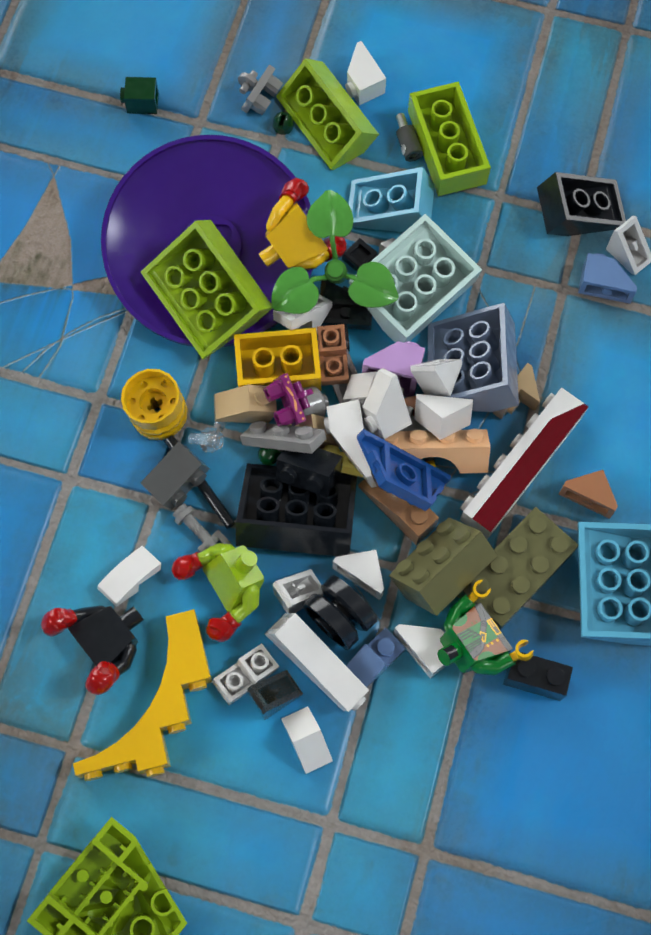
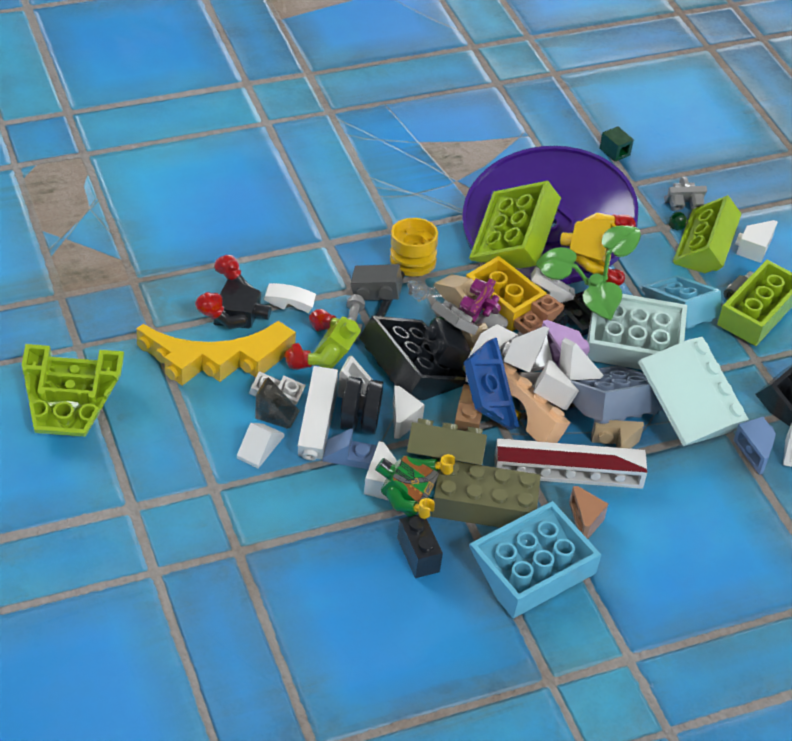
camera: 50 degrees right, 25 degrees down
(530, 293) = (693, 391): none -> light aqua slope

